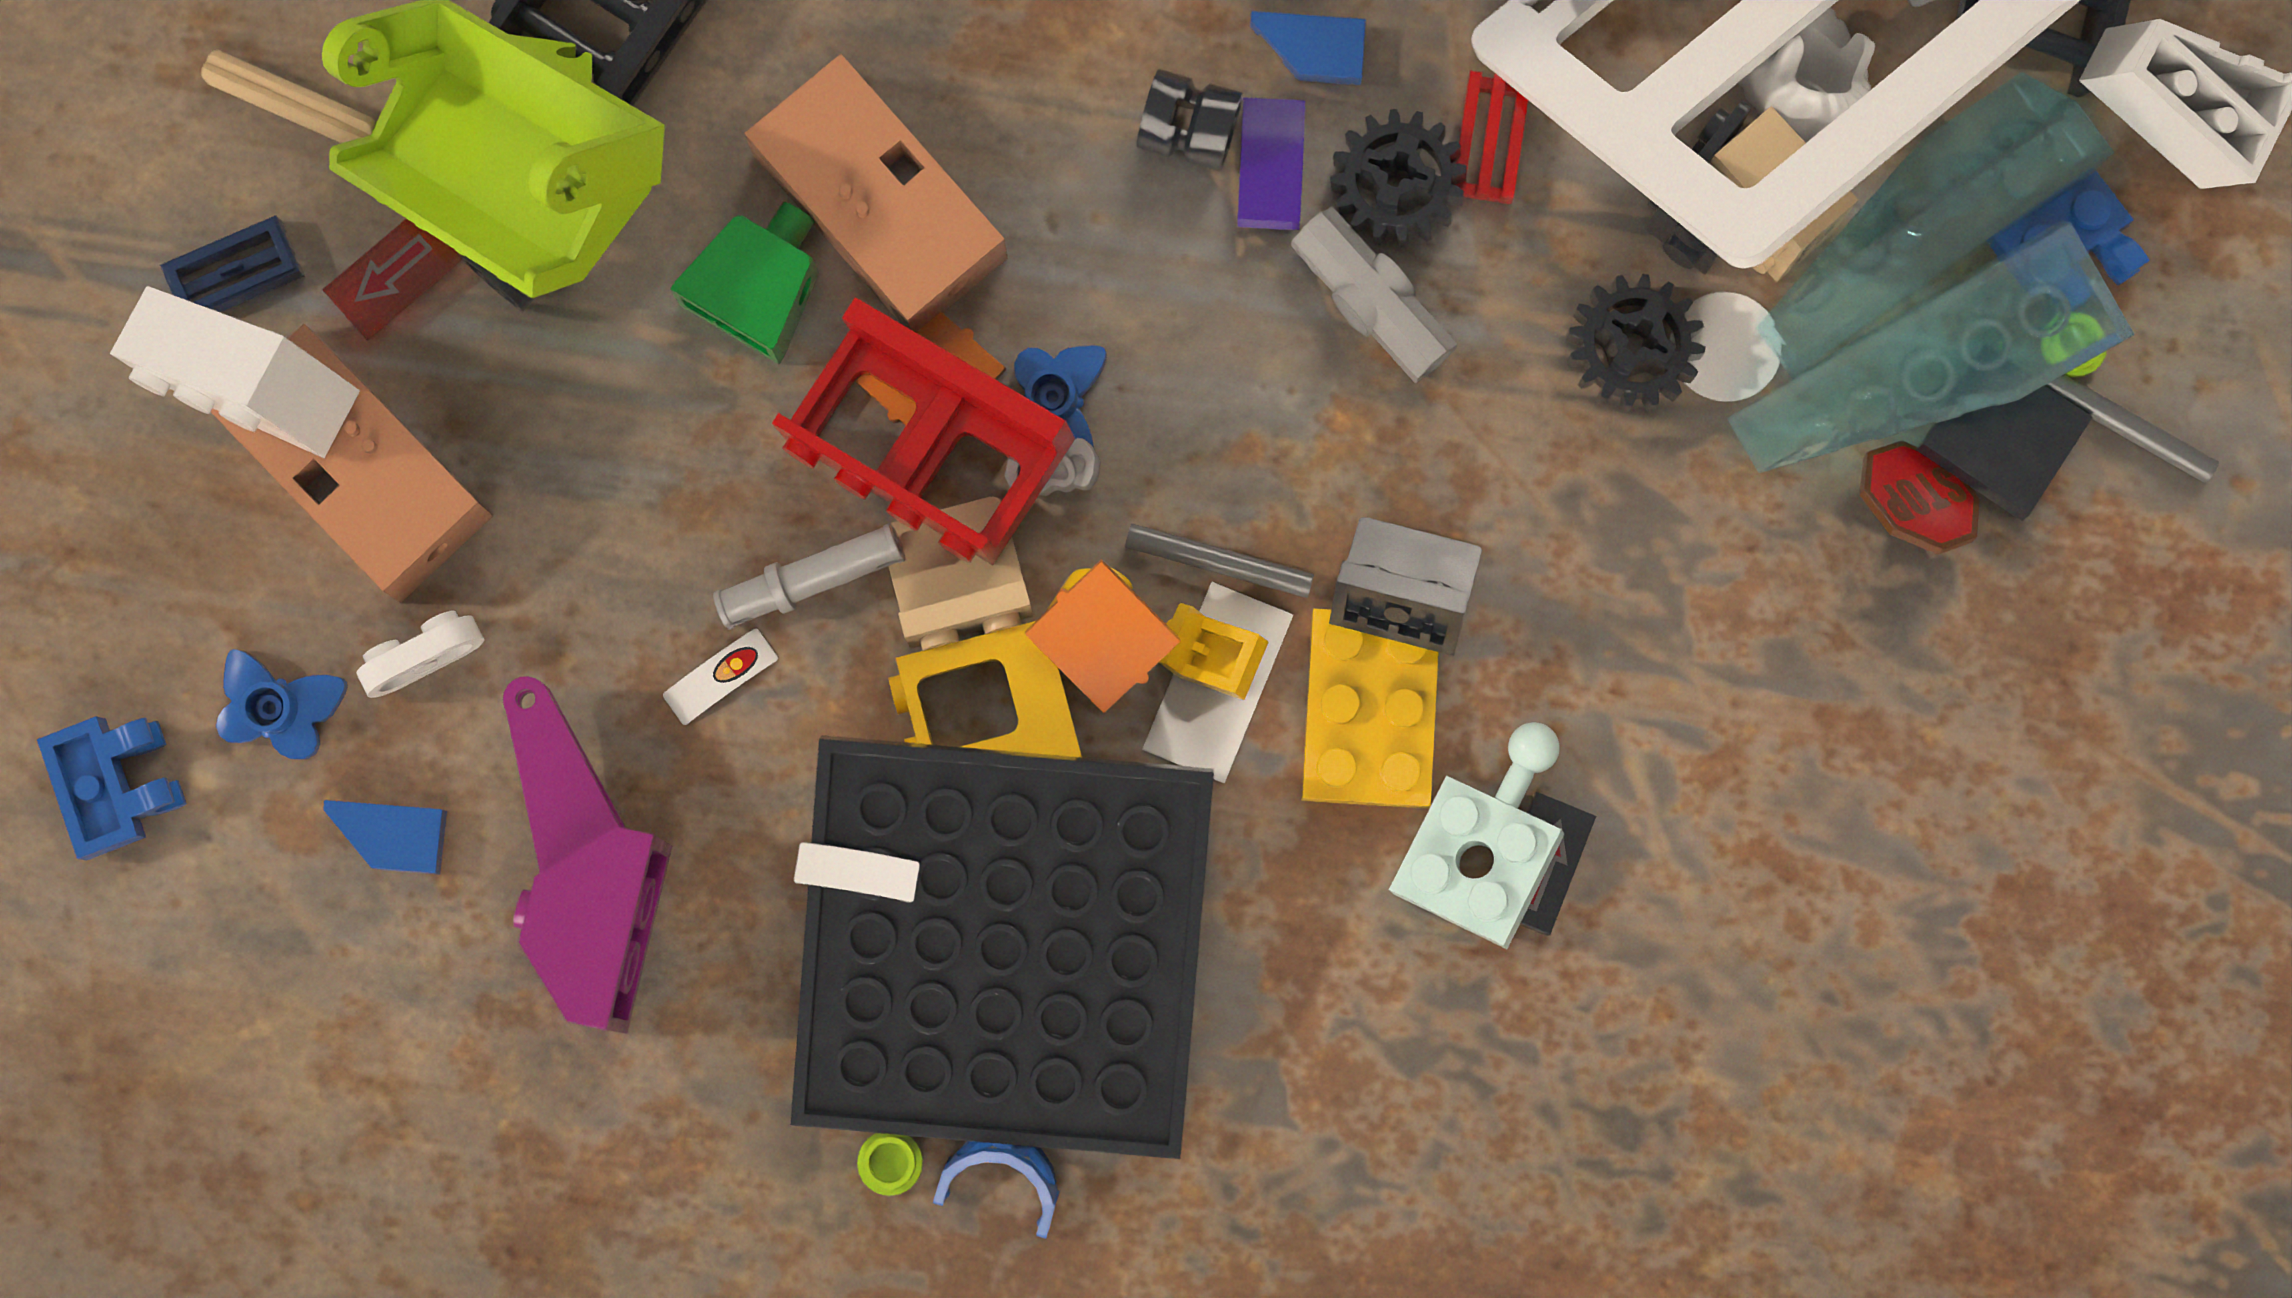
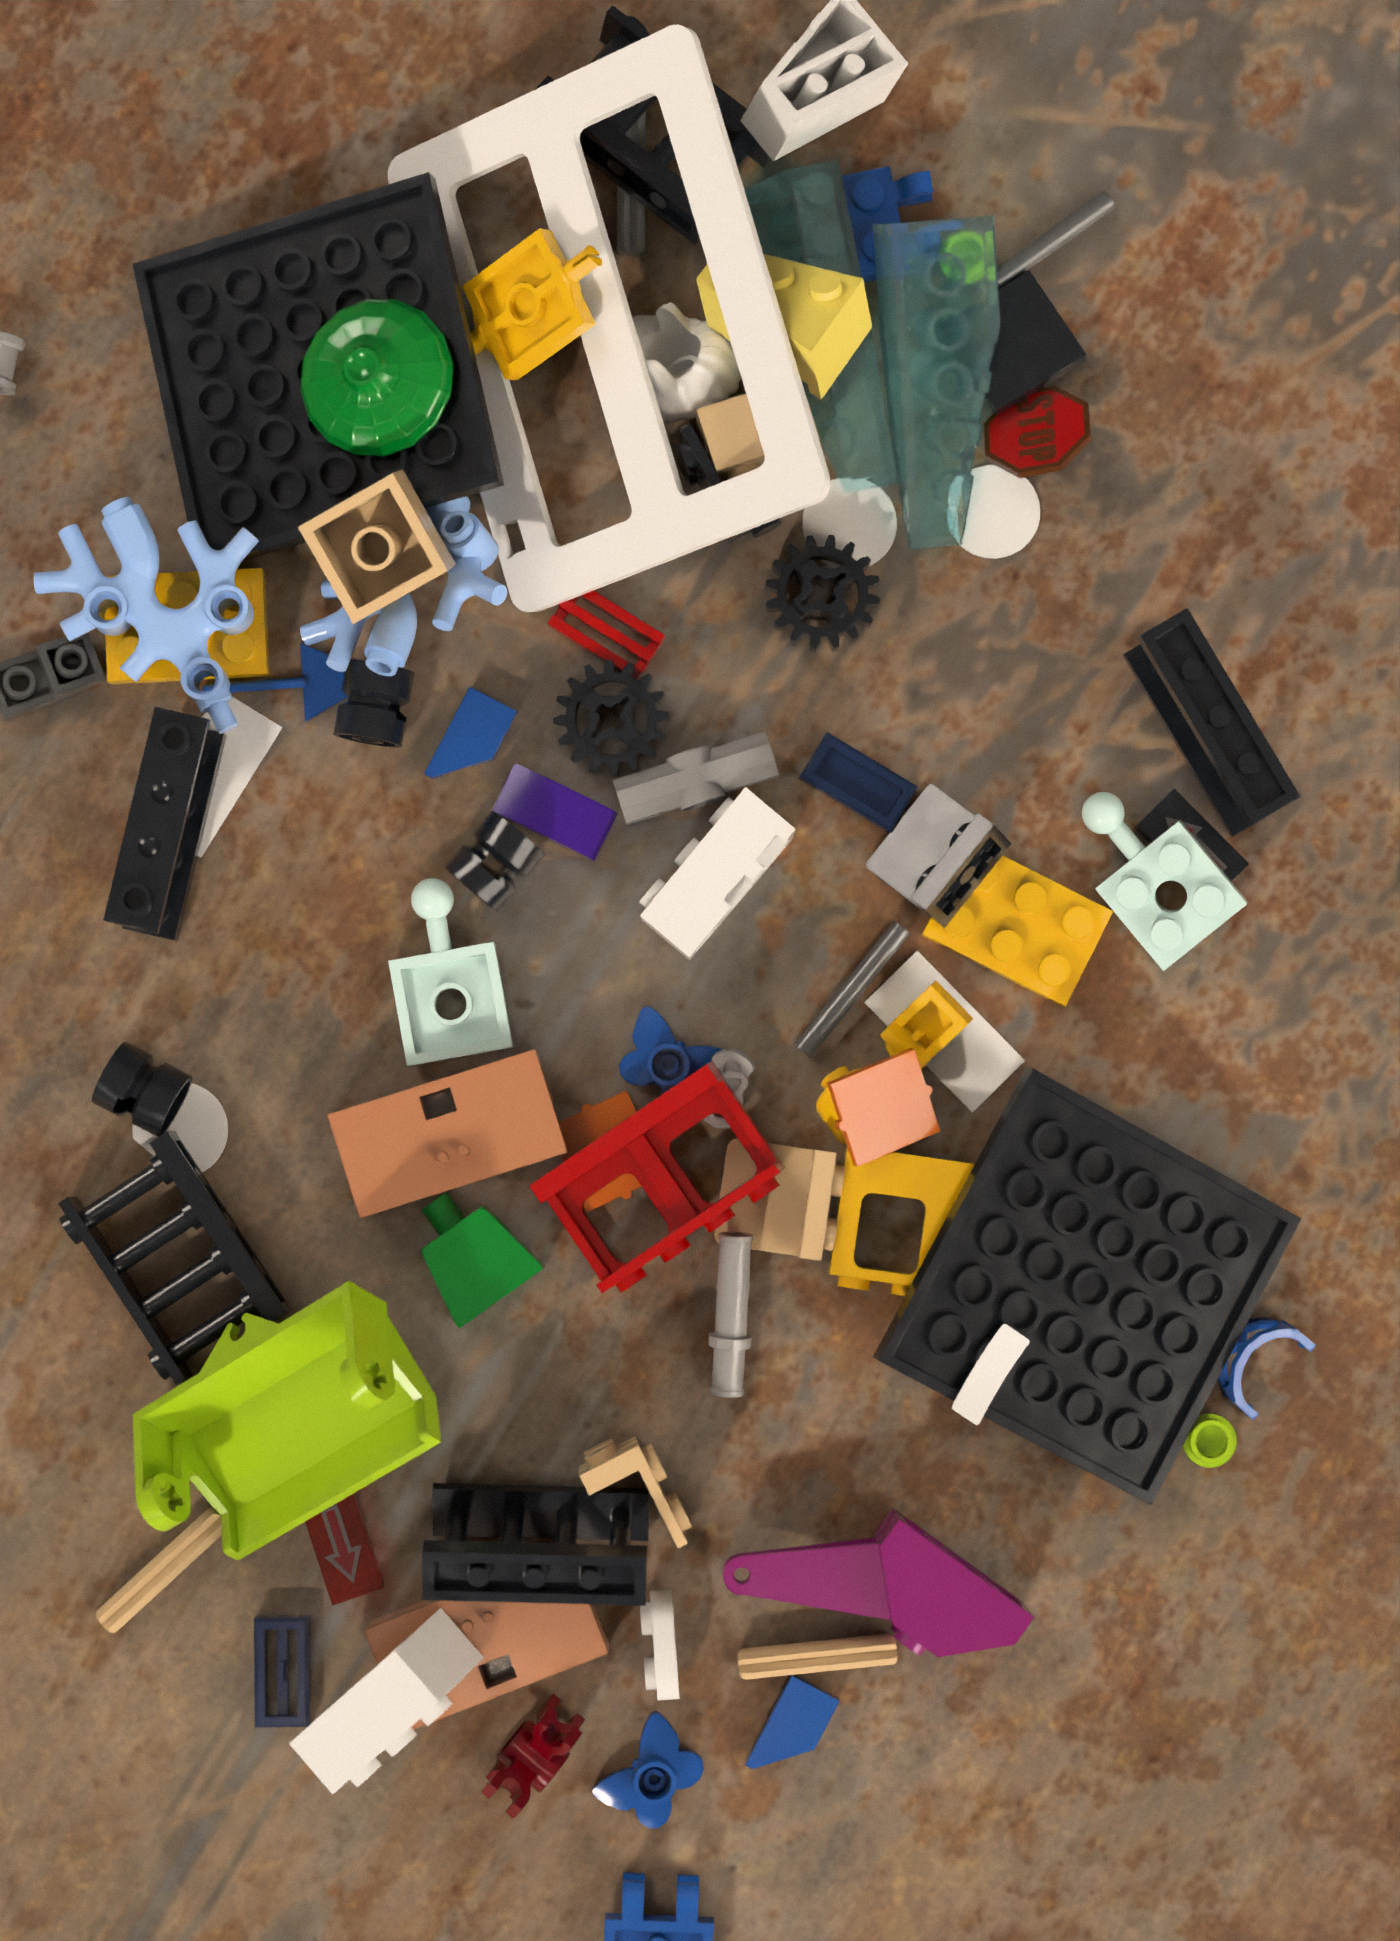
camera: 70 degrees left, 5 degrees up
(241, 560) = (533, 1755): none -> dark red pin
(439, 473) = (537, 1571): none -> black fence
(473, 826) = (817, 1656): none -> tan axle
(600, 553) = (611, 1463): none -> tan bracket
(719, 676) = (775, 1415): white sticker -> none
(1031, 102) = (422, 978): none -> light aqua plate
(1279, 356) = (716, 872): none -> white wedge
(1448, 472) = (858, 782): none -> dark blue tile
(1685, 812) = (1210, 723): none -> black fence
(1811, 500) = (1000, 513): none -> white sticker
(1931, 189) = (821, 312): none -> light yellow wedge

